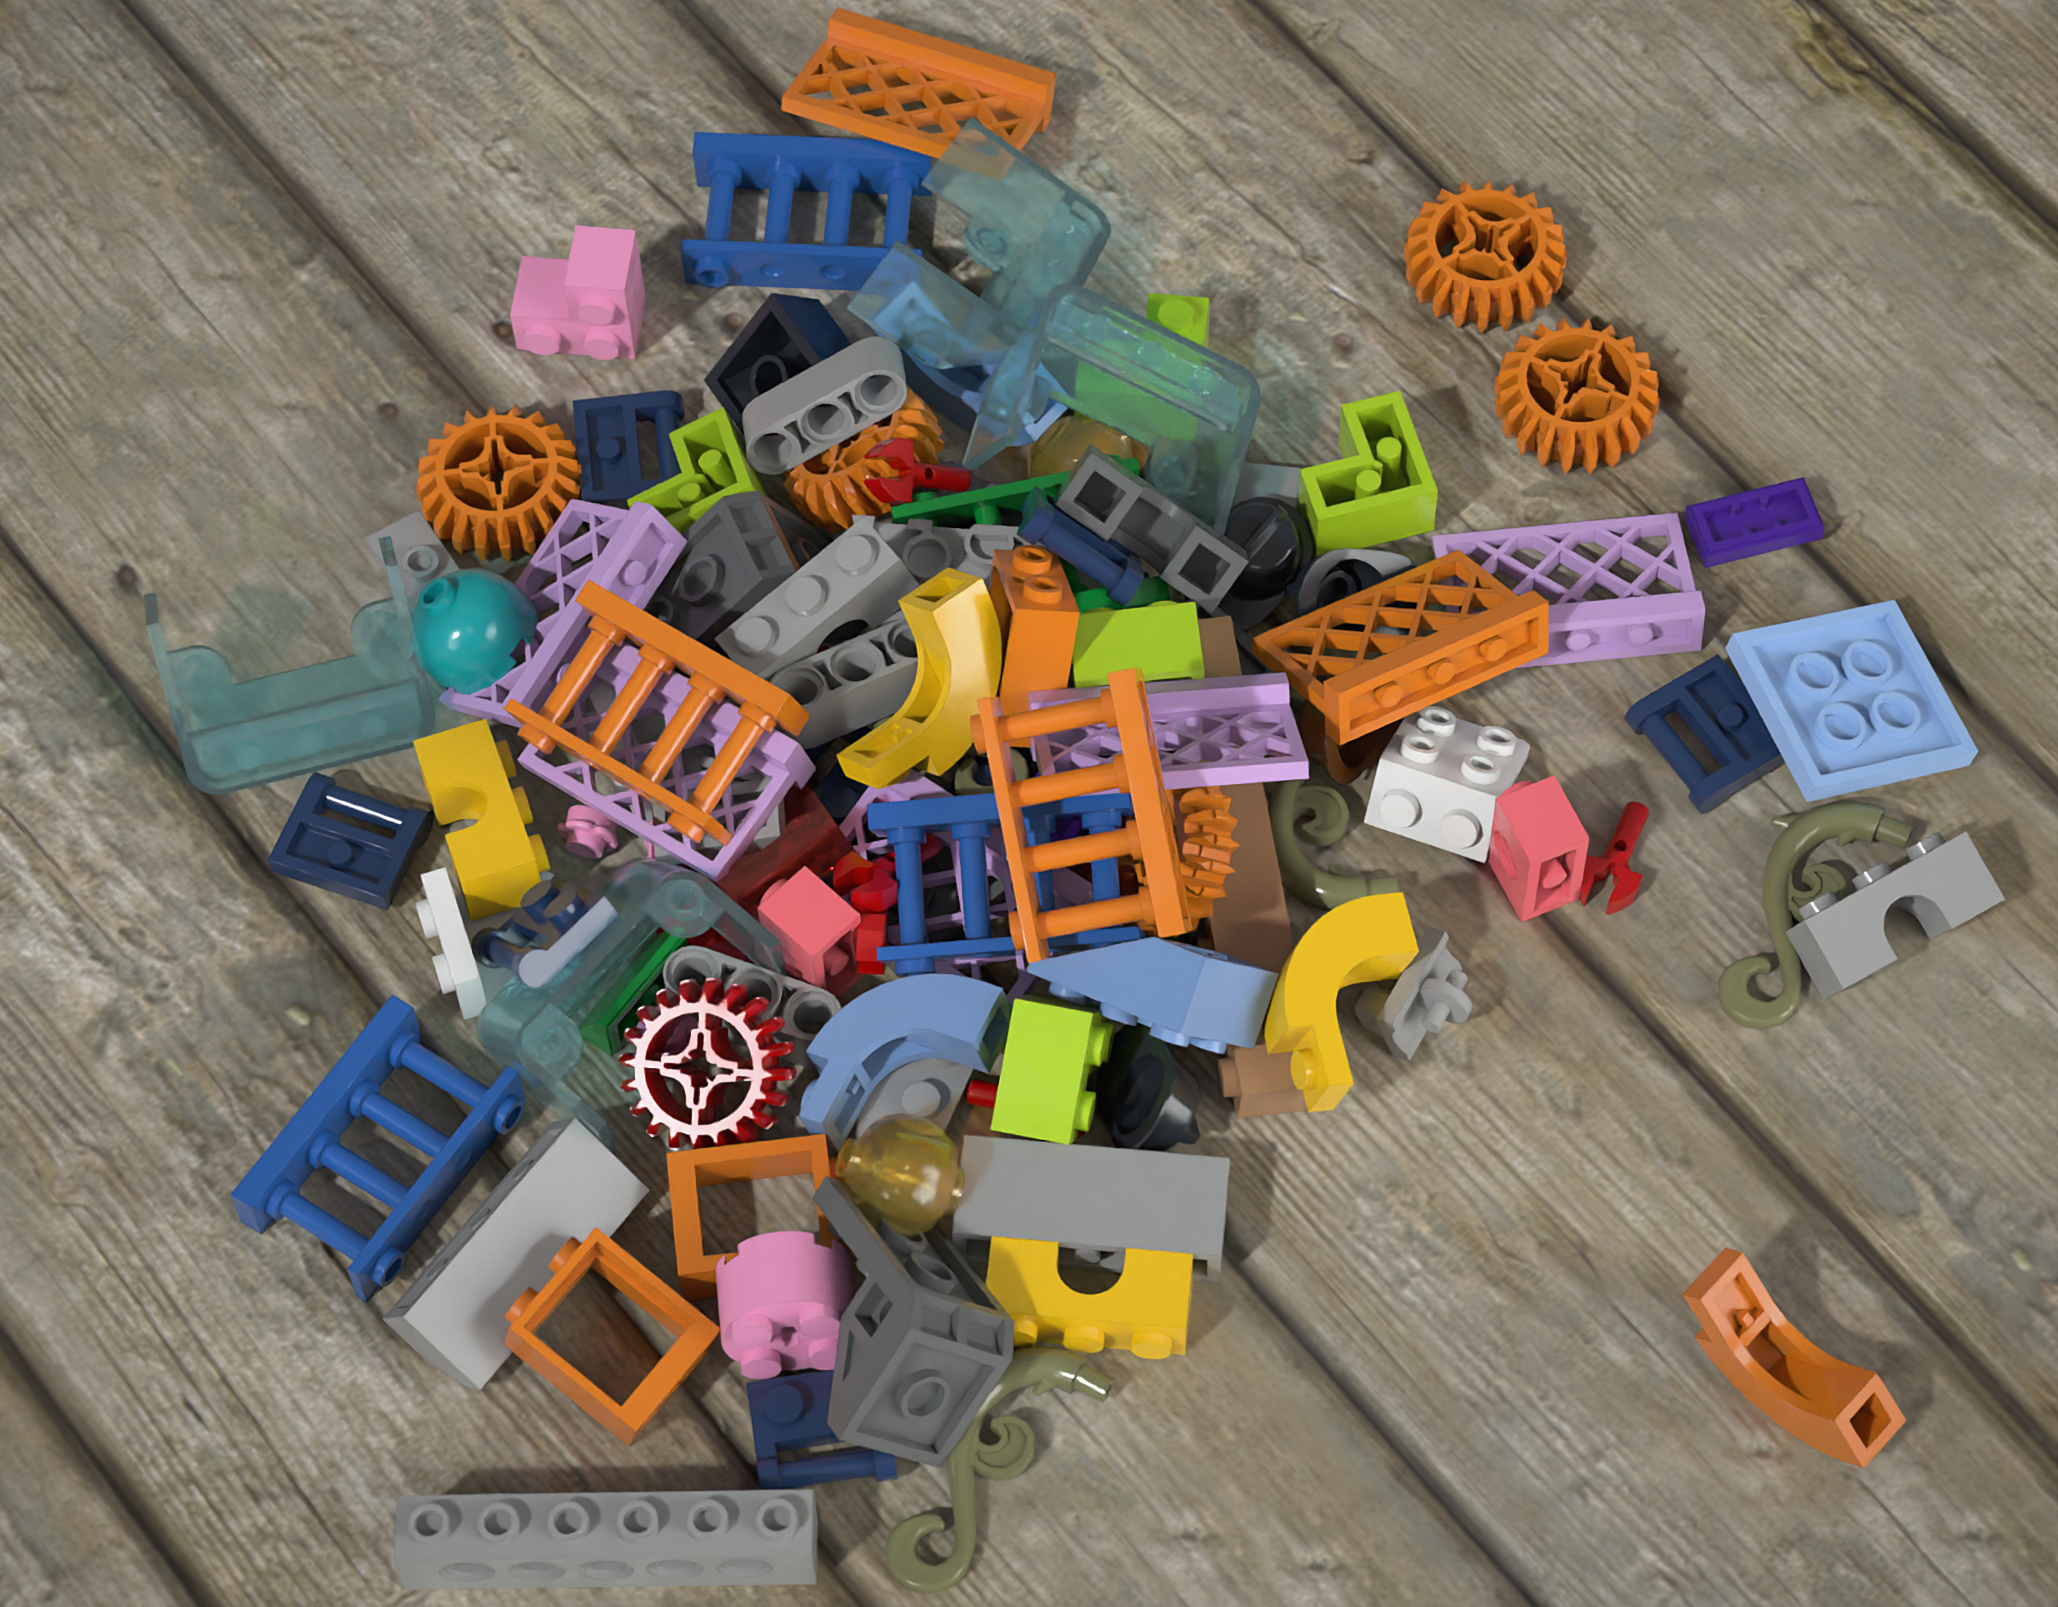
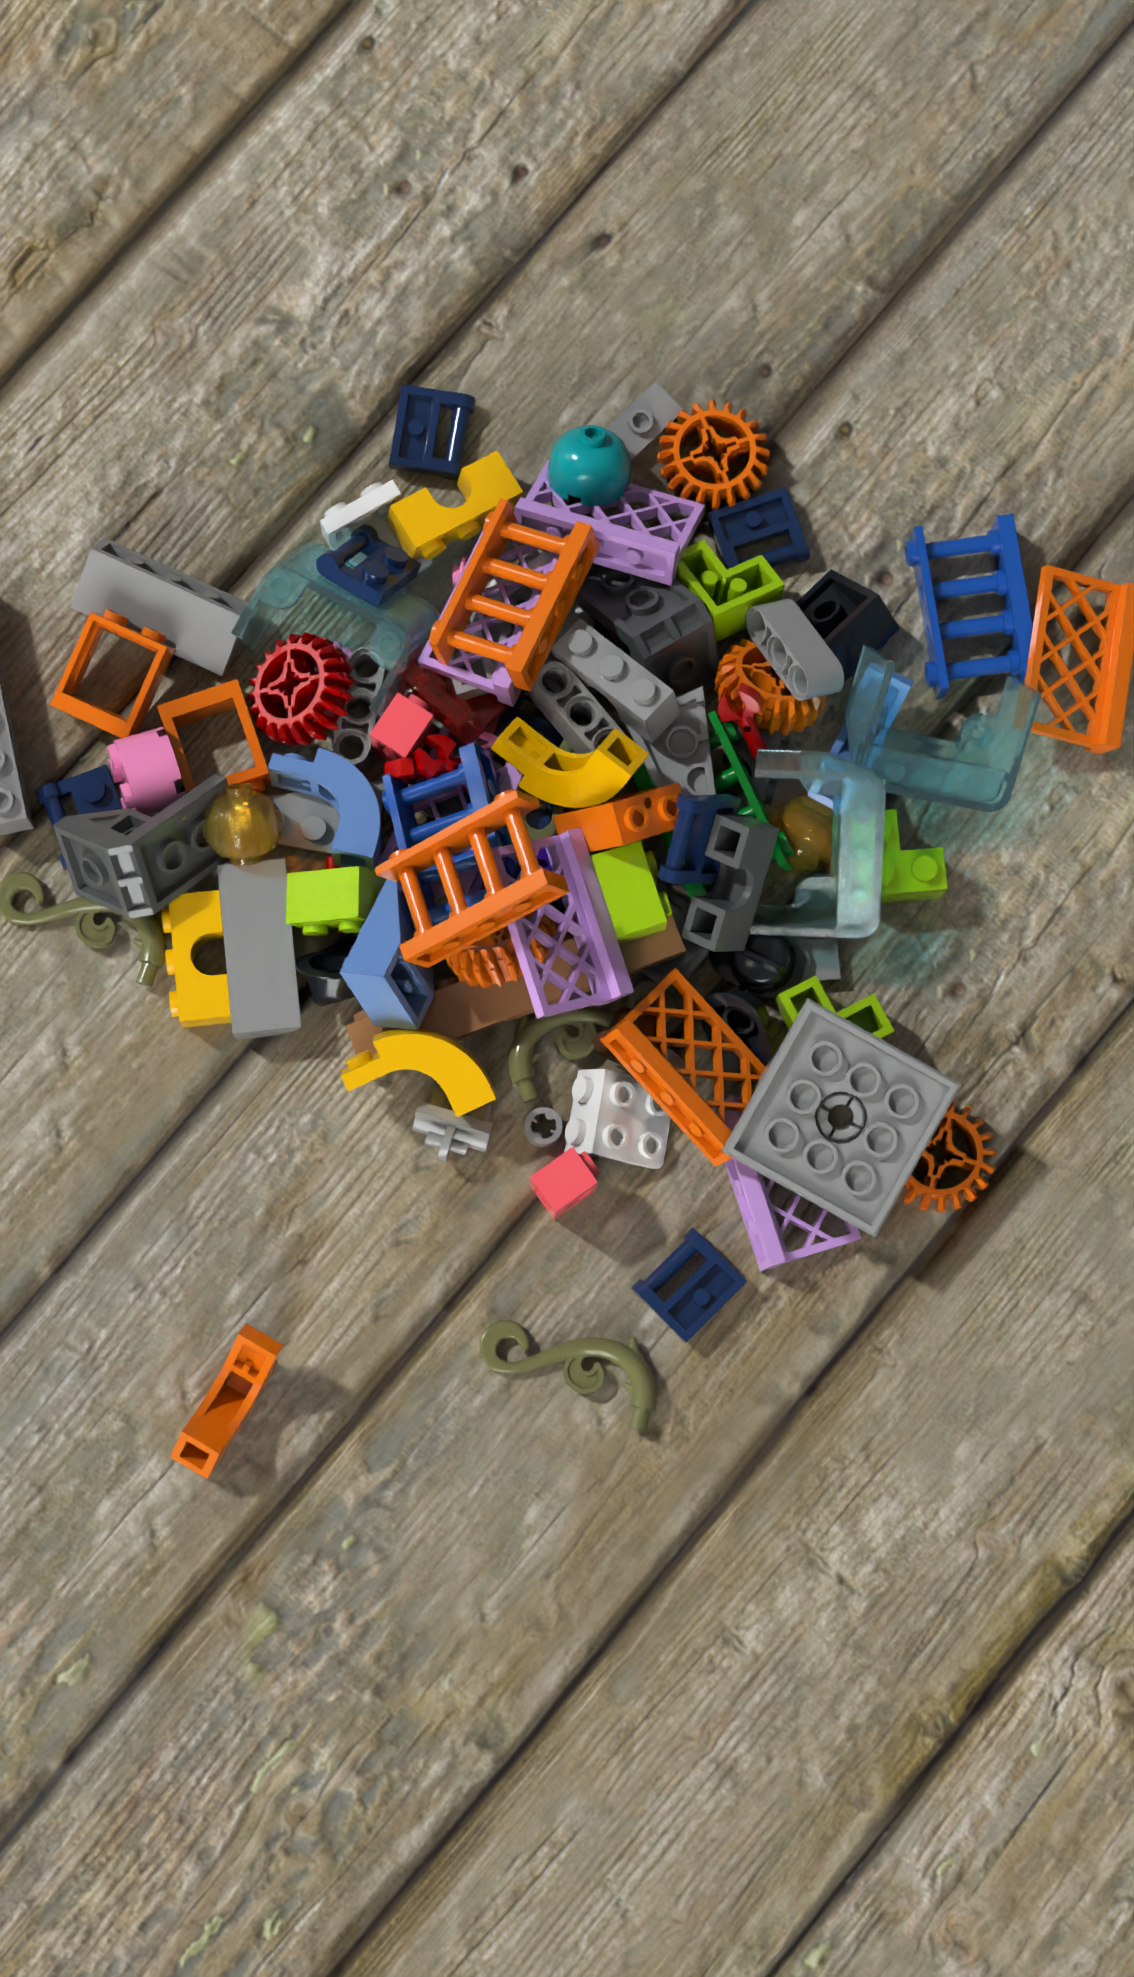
camera: 70 degrees right, 20 degrees up
(302, 716) = (512, 369): clear light blue windscreen -> none
(353, 1092) = (213, 466): blue fence -> none
(582, 302) = (864, 472): bright pink brick -> none
(633, 989) = (345, 627): green slope -> none
(1446, 862) = (550, 1116): none -> light grey bush
(1480, 274) = (1055, 1087): orange gear -> none
(1526, 399) = (852, 1167): none -> light grey piece
(1616, 860) = (584, 1238): red bar -> none
(1754, 522) = (862, 1292): dark purple plate -> none
(1847, 936) = (598, 1446): light grey arch -> none
(1851, 700) = (727, 1375): light blue plate -> none

